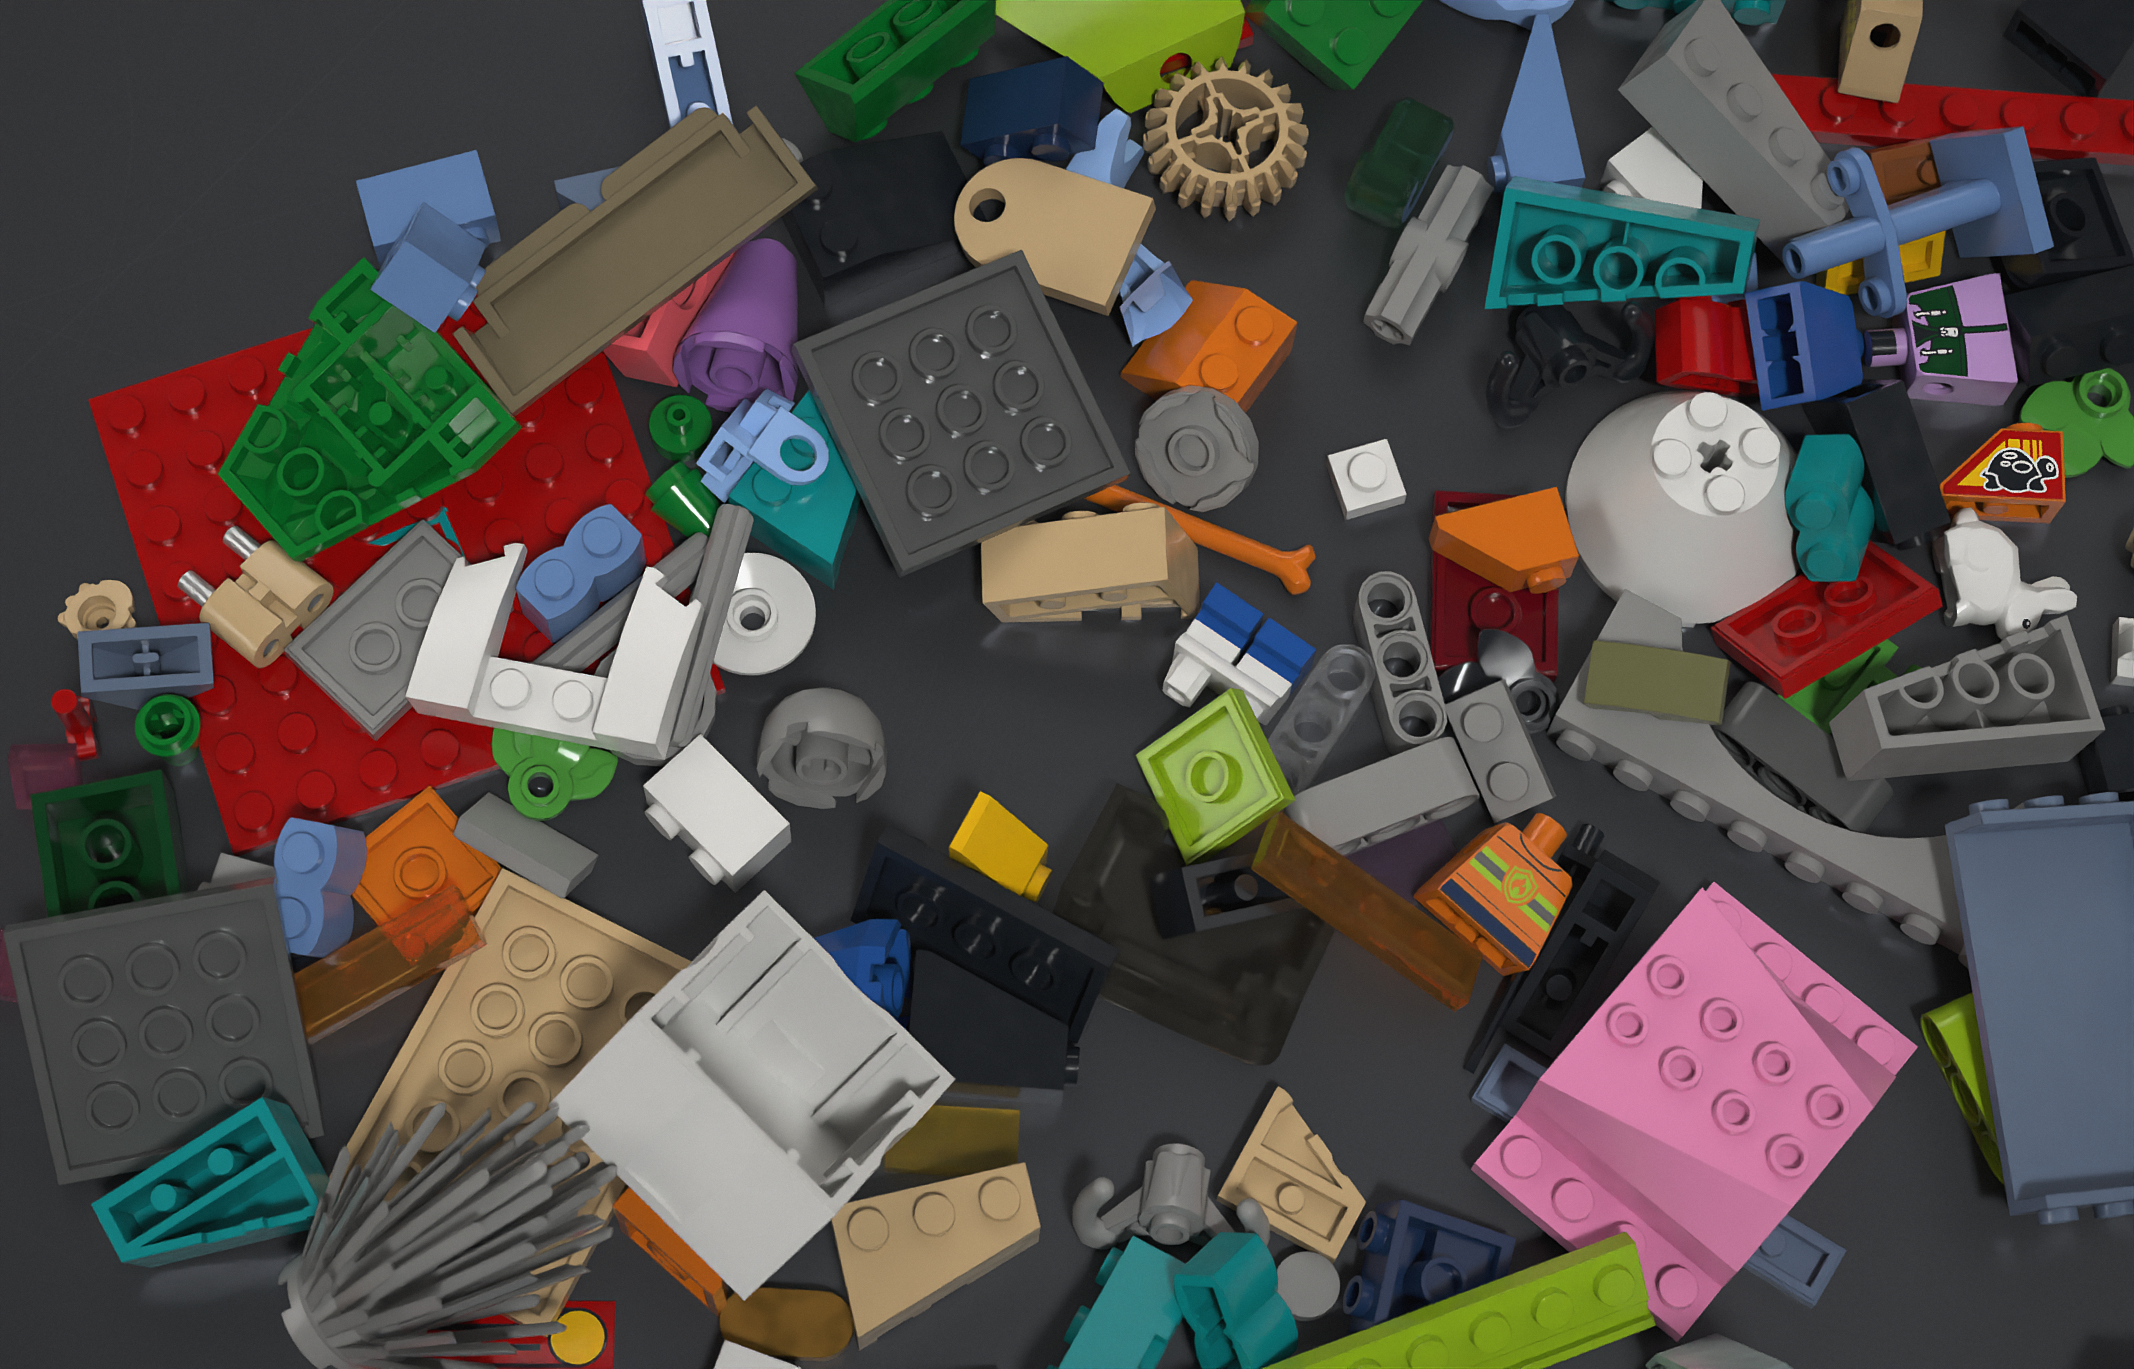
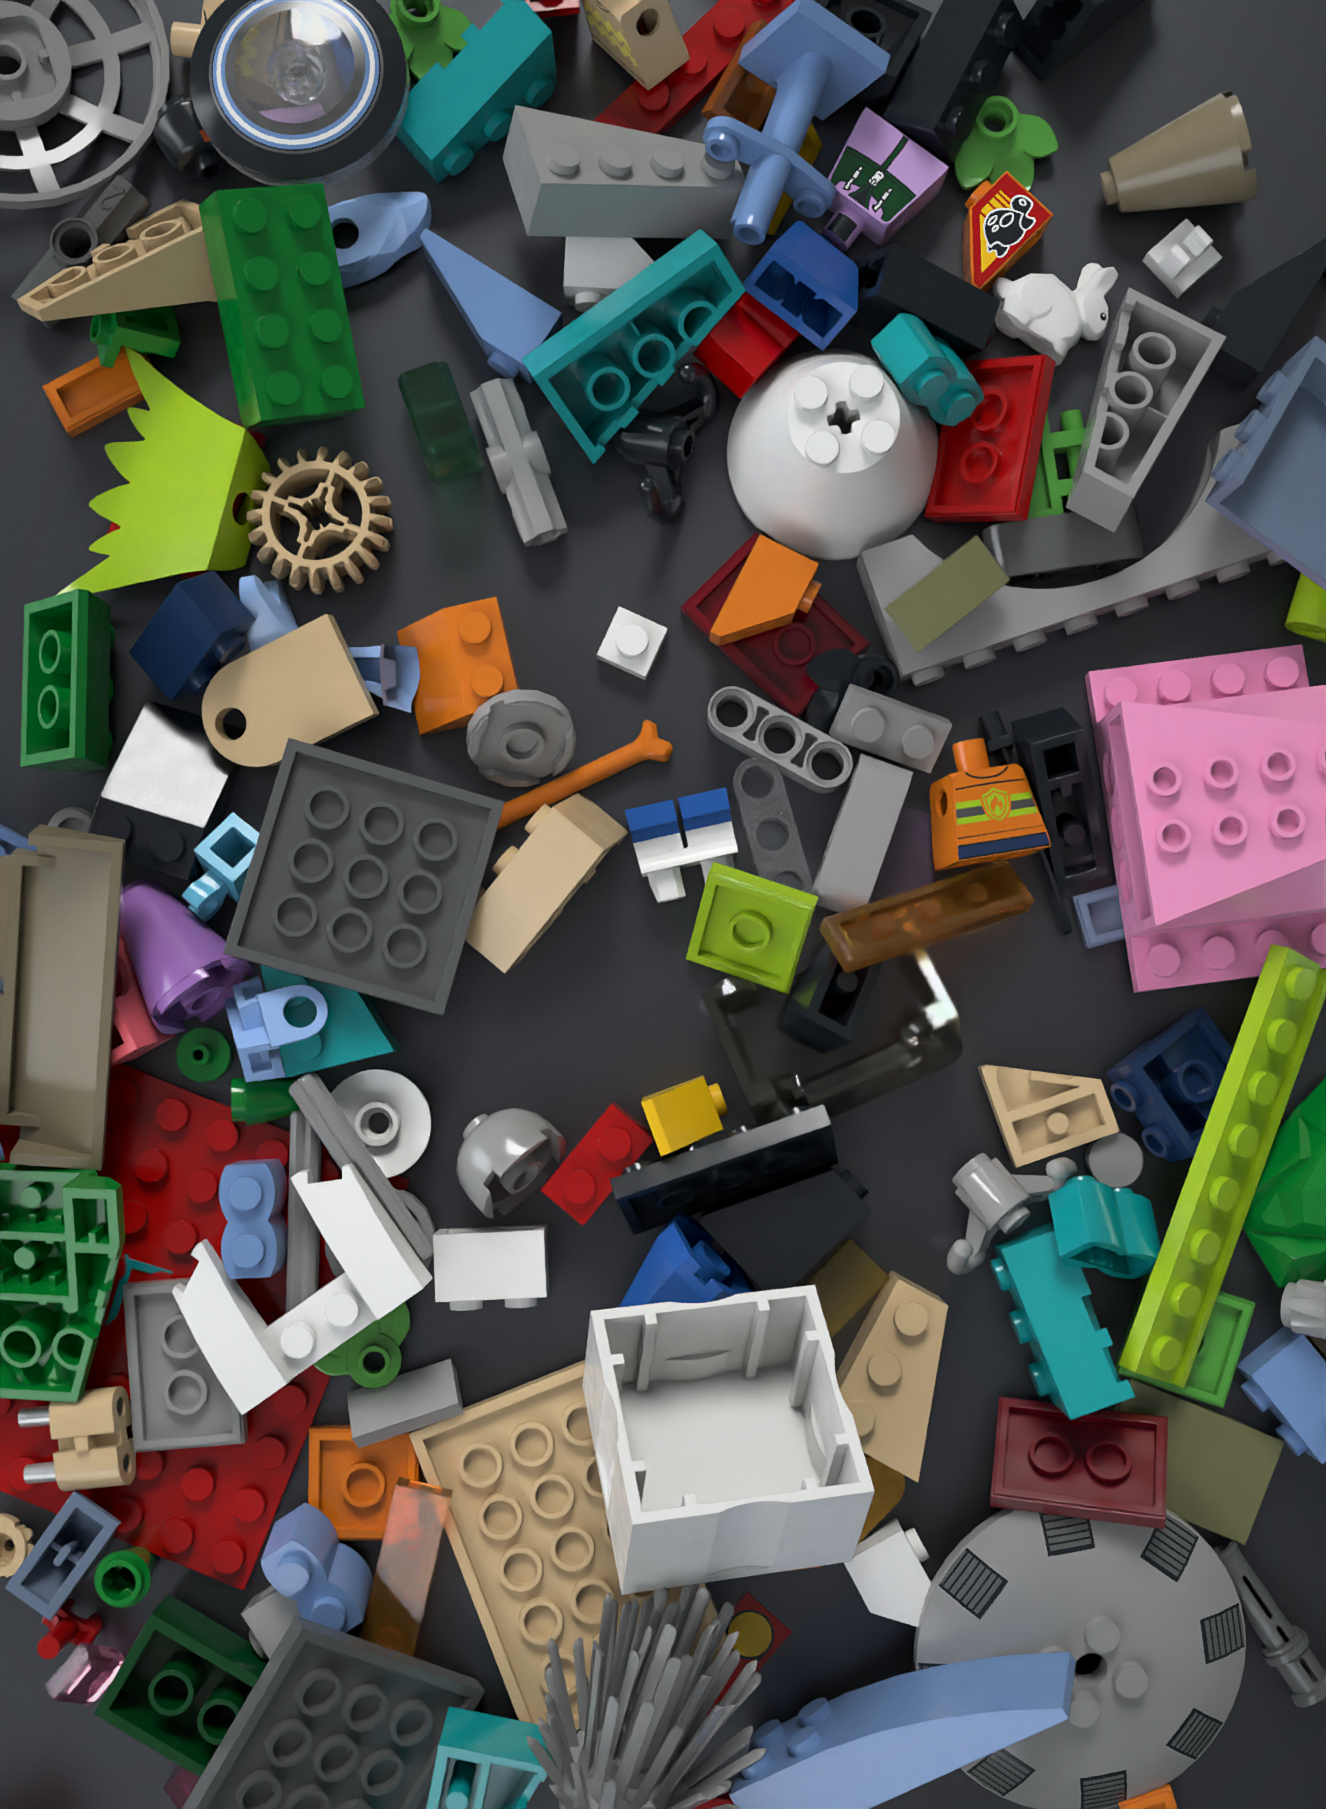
camera: 40 degrees left, 15 degrees up
(861, 814) = (602, 1154): none -> red brick
(864, 290) = (225, 861): none -> medium azure brick

